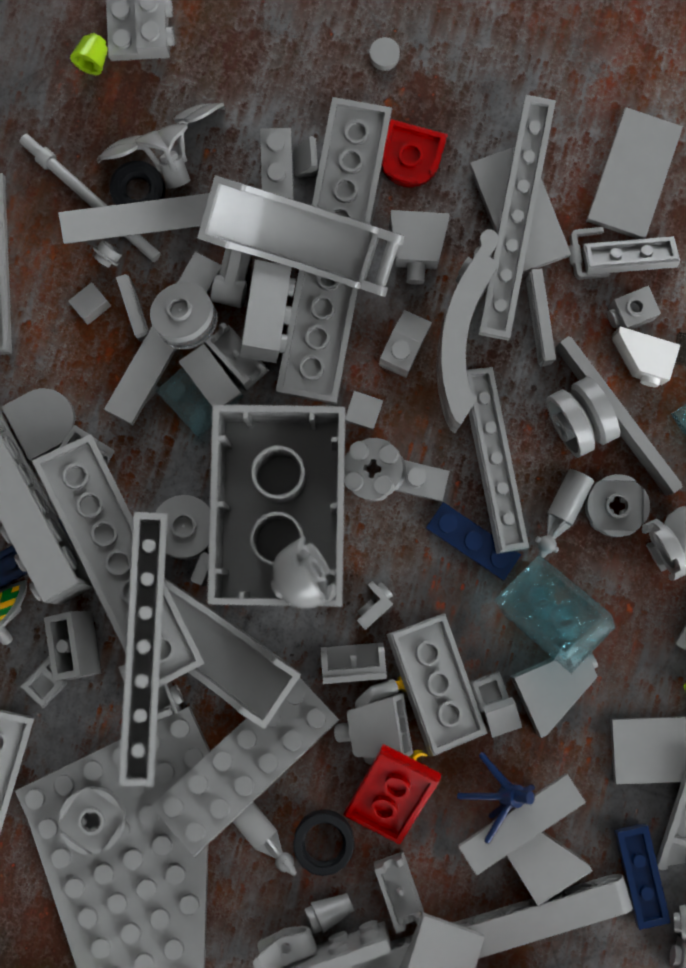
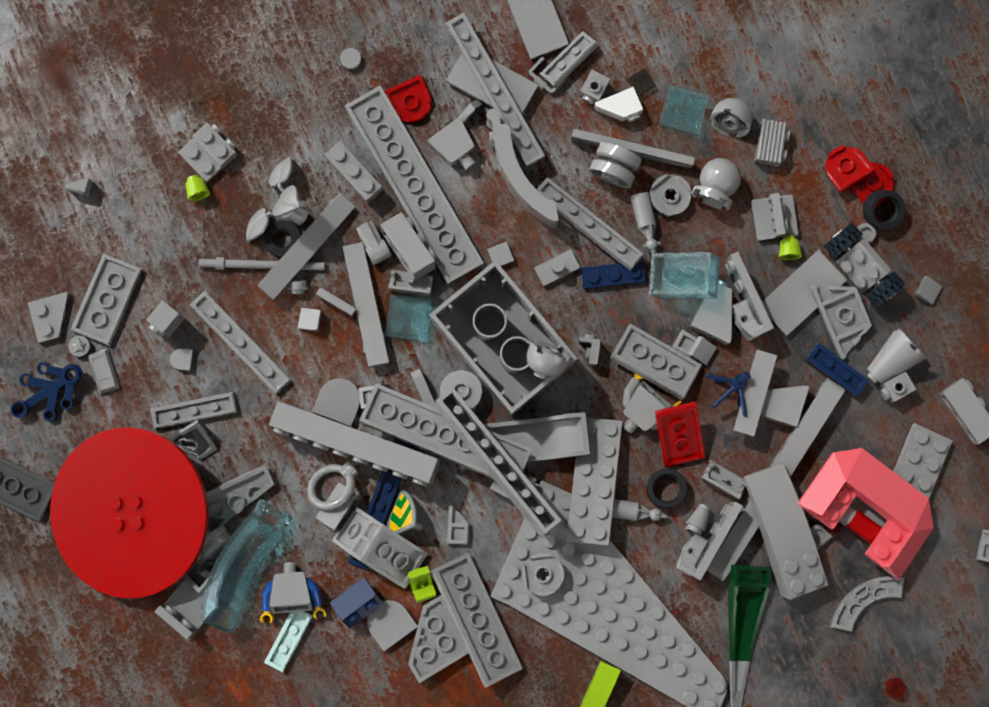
camera: 45 degrees left, 0 degrees up
(72, 645) = (456, 498): light grey brick -> none
(145, 485) = (422, 387): none -> light grey beam
(183, 315) = (369, 284): light grey piece -> none
(200, 572) = (489, 406): light grey tile -> none
(209, 377) = (408, 304): light grey tile -> none
(296, 235) = (394, 193): light grey windscreen -> none
(306, 158) = (358, 148): light grey slope -> none
(353, 663) = (605, 387): light grey hinge -> none
(382, 484) = (533, 269): light grey plate -> none
(404, 343) = (492, 202): light grey slope -> none
(468, 217) = (470, 109): none -> light grey tile
(540, 318) = (550, 131): light grey tile -> none
(602, 719) = (751, 308): none -> light grey plate

